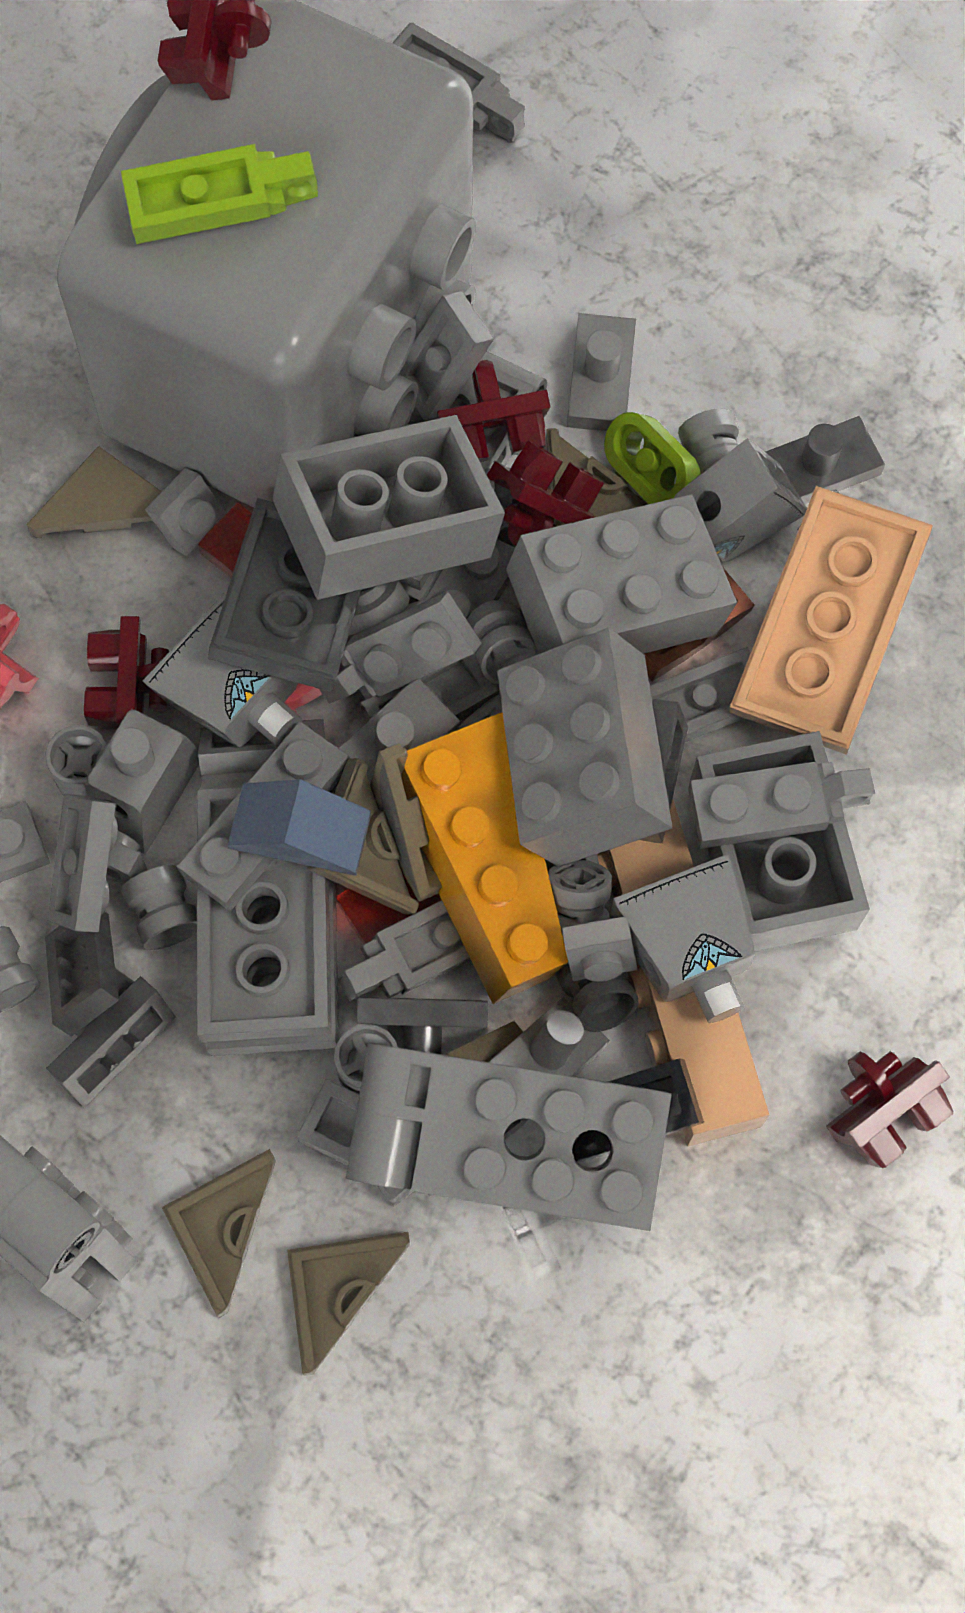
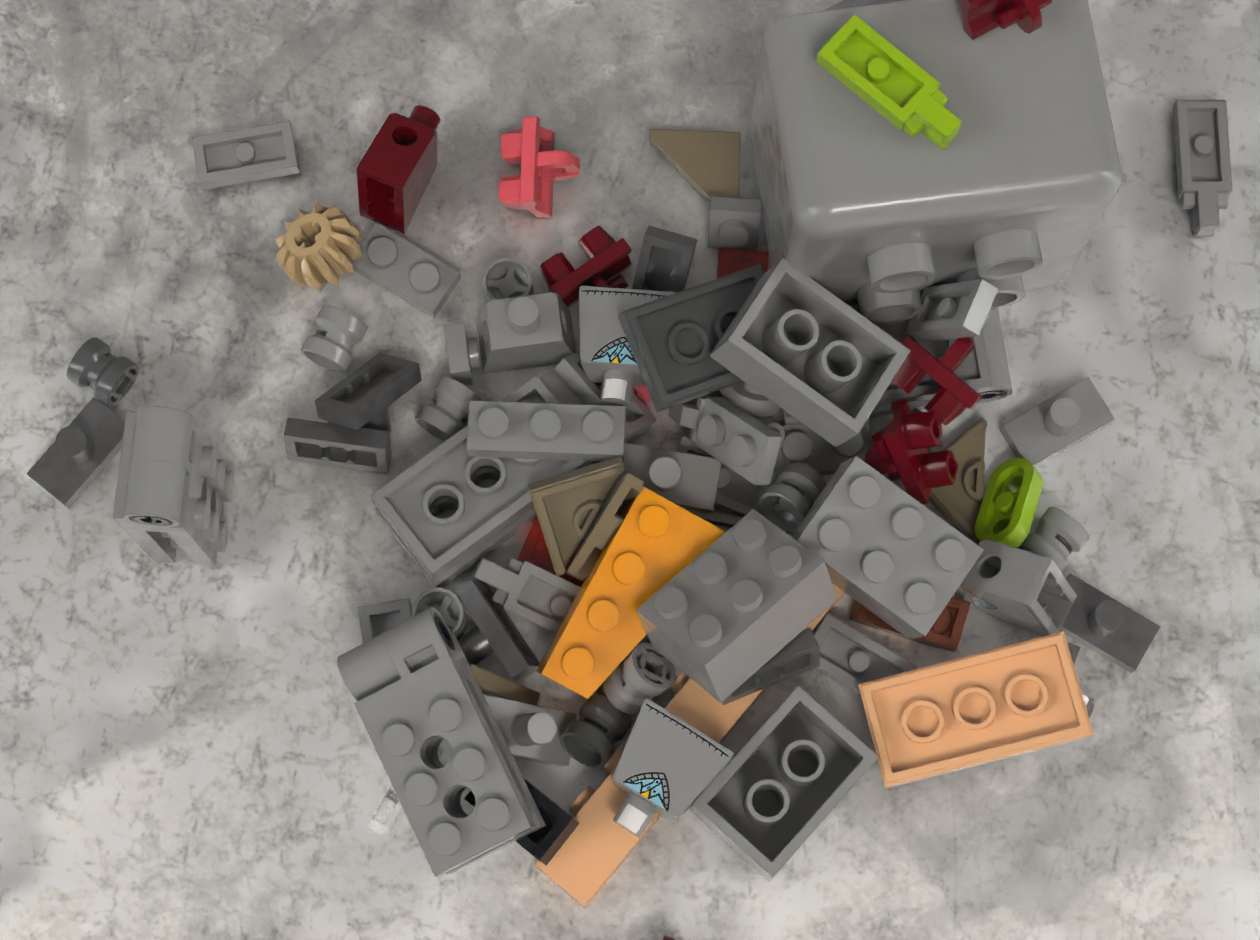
camera: 55 degrees right, 5 degrees up
(81, 863) = (418, 348): light grey plate -> none
(176, 591) = (664, 261): none -> flat silver tile
(218, 1224) = (269, 600): dark tan tile -> none
(300, 825) = (545, 460): sand blue slope -> none
(333, 1287) = (281, 701): dark tan tile -> none
(599, 949) = (608, 713): light grey plate -> none
(775, 802) = (799, 760): light grey hinge -> none

